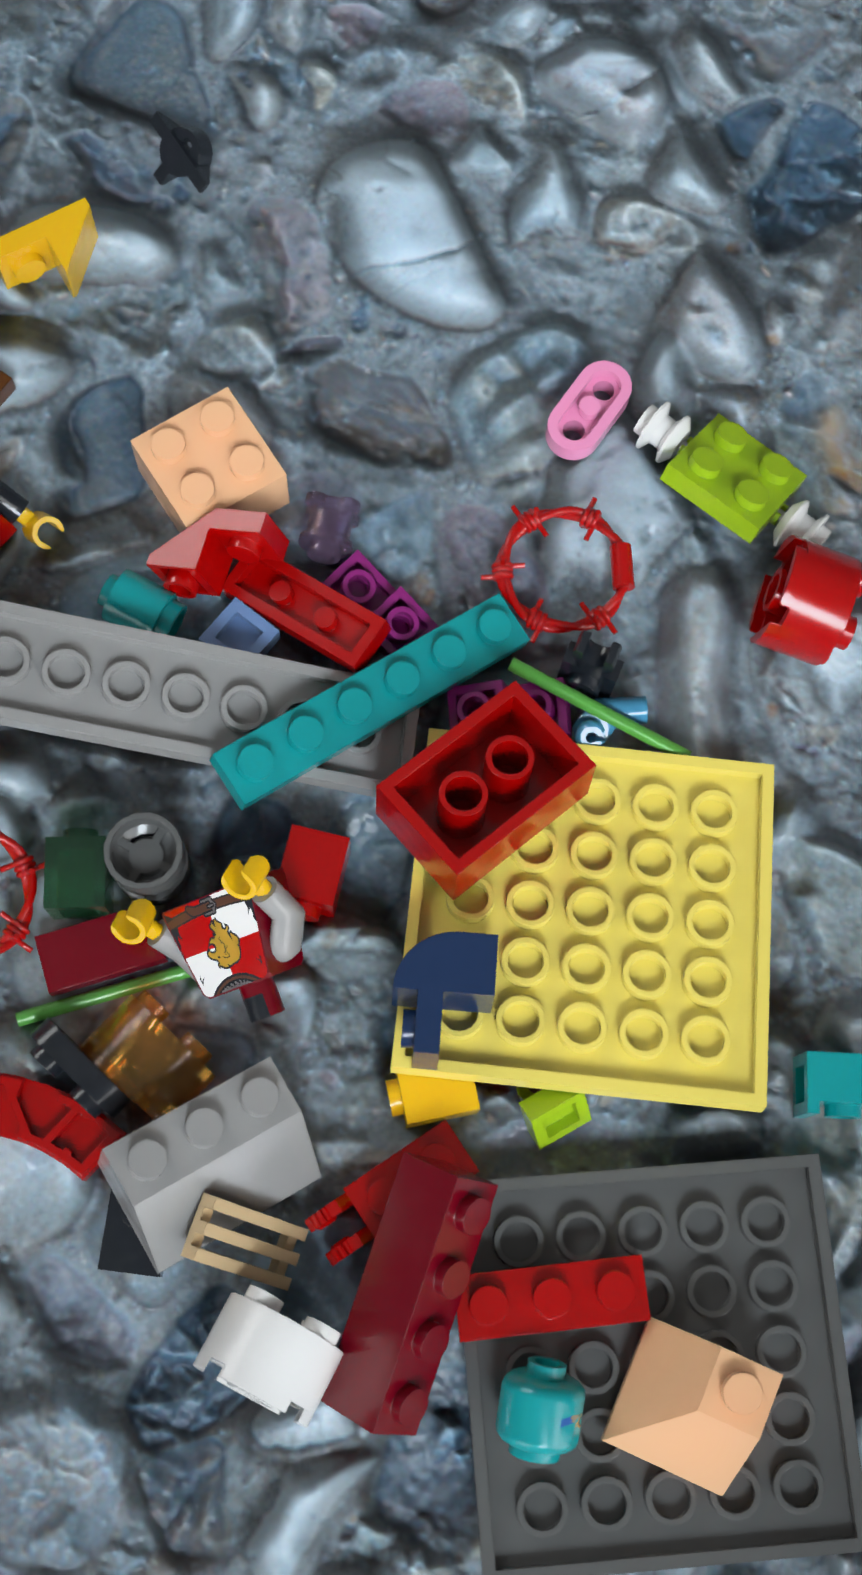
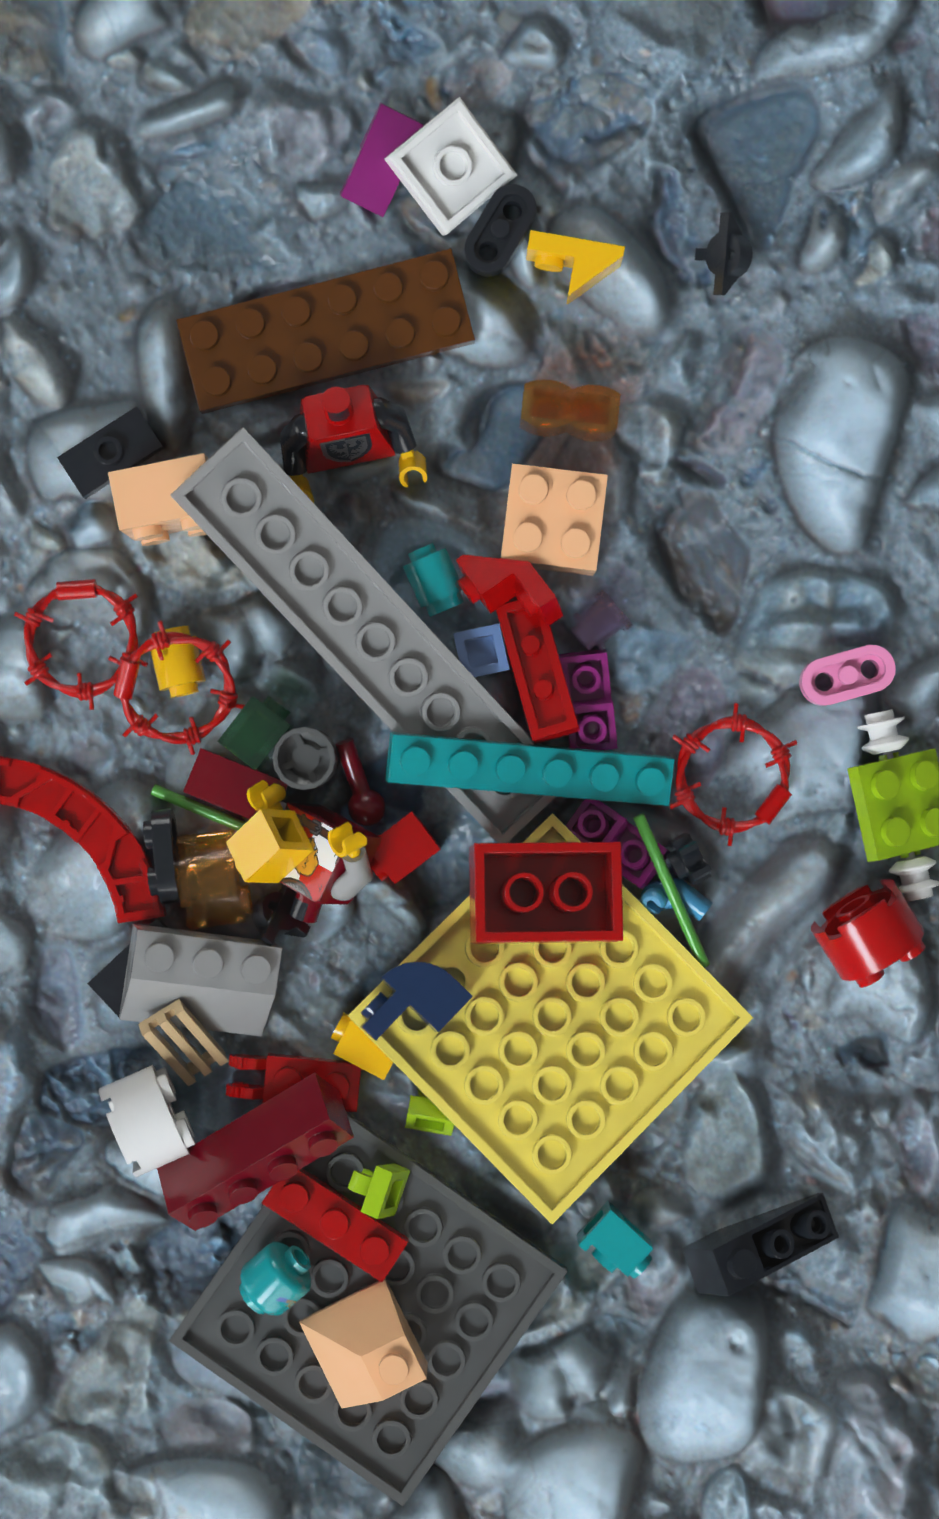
camera: 50 degrees right, 15 degrees up
(142, 368) = (582, 412): none -> clear orange brick
(175, 963) = (269, 846): none -> yellow brick
(210, 842) = (365, 805): none -> dark red bar
(237, 1040) = (279, 921): none -> black piece
(569, 1219) = (381, 1187): none -> lime tile

